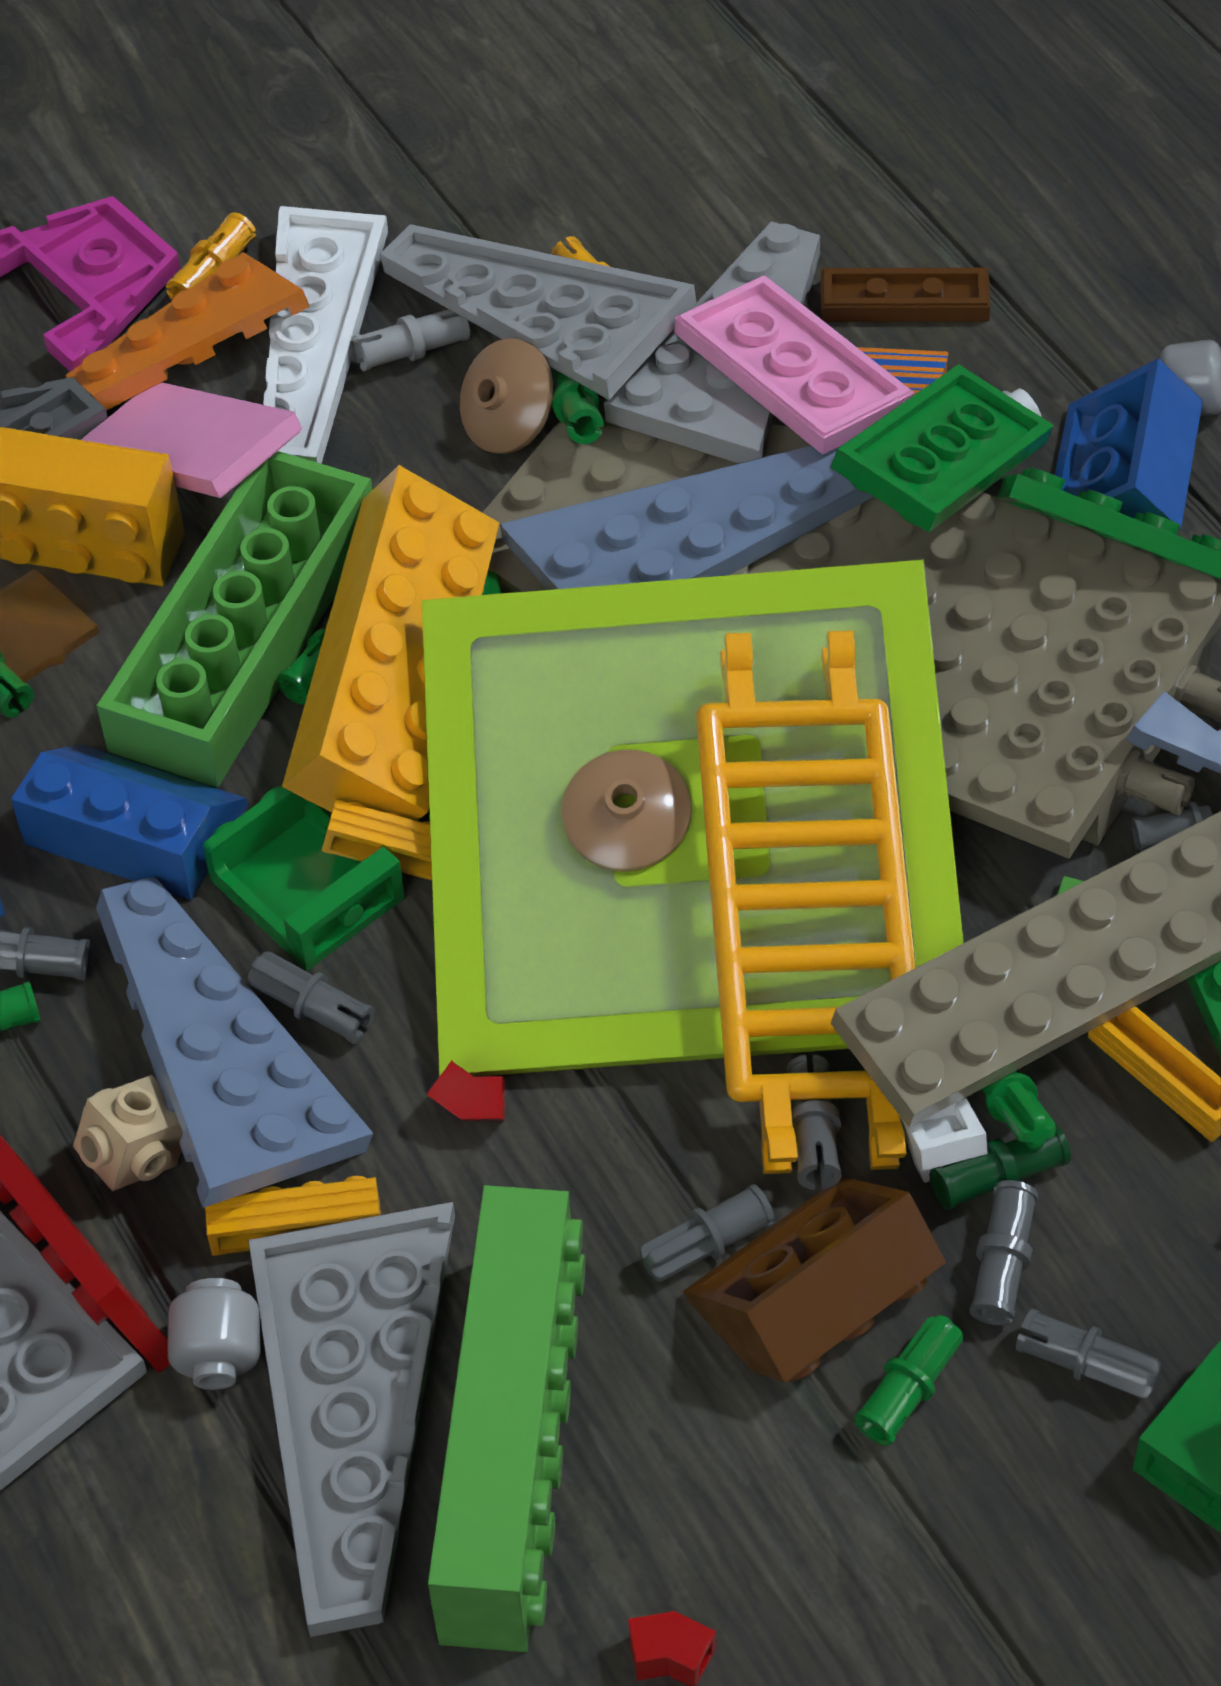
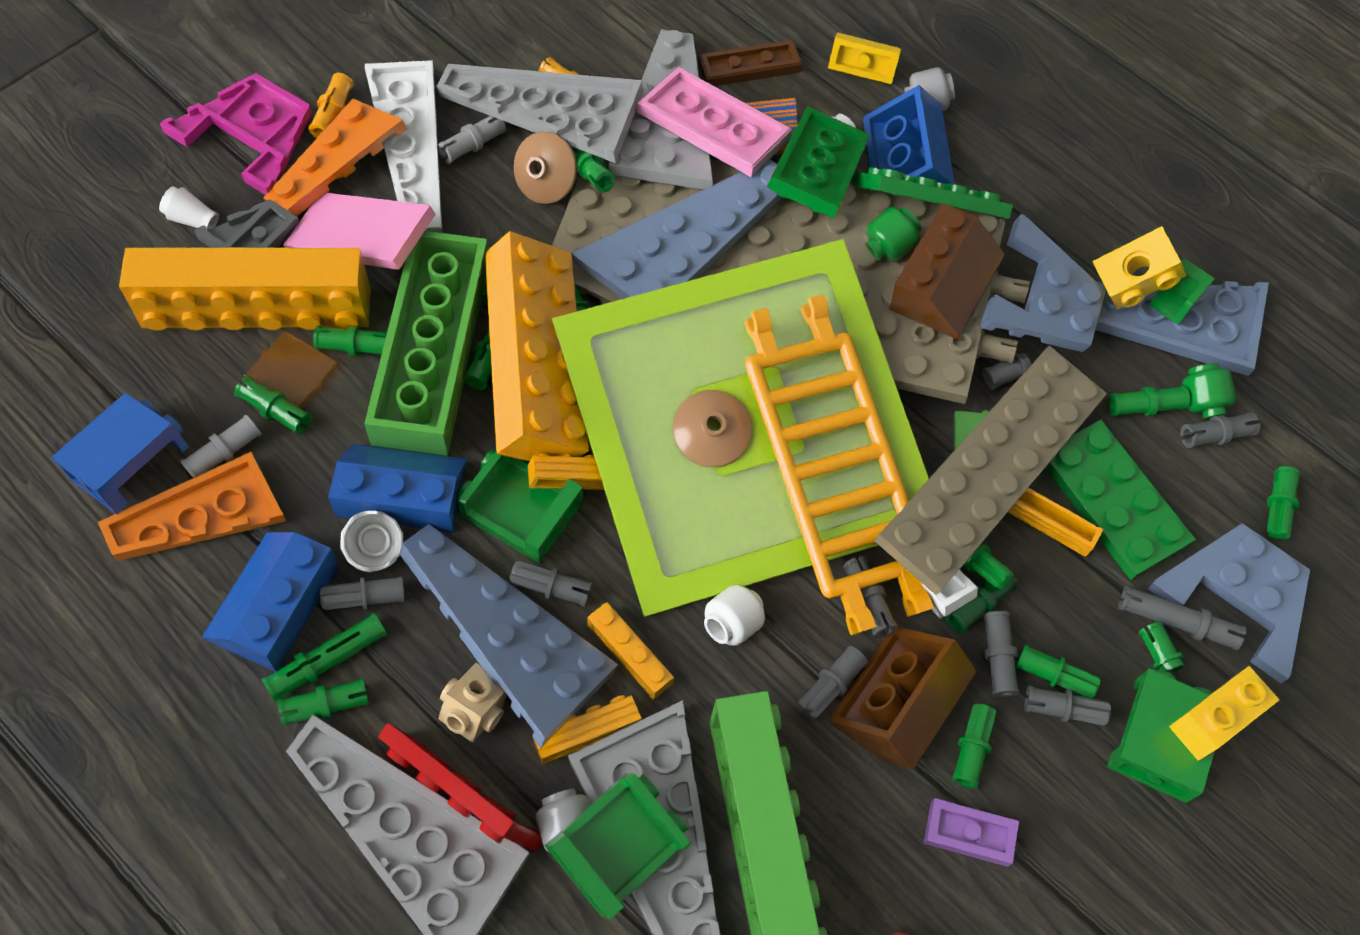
camera: 25 degrees left, 10 degrees up
(57, 878) = (371, 541): none -> white hair
(126, 597) = (350, 340): none -> green pin
(274, 1366) = (618, 842): none -> green panel
(400, 1119) = (630, 650): none -> light orange piece
(470, 1096) = (668, 627): red piece -> none
(579, 1099) = (734, 615): none -> white head
(855, 1503) = (971, 832): none -> medium lavender plate
(1022, 573) = (893, 234): none -> green head
(1091, 1299) = (1058, 672): none -> green axle
(1092, 643) = (947, 272): none -> reddish brown slope
(1097, 312) = (864, 58): none -> yellow tile

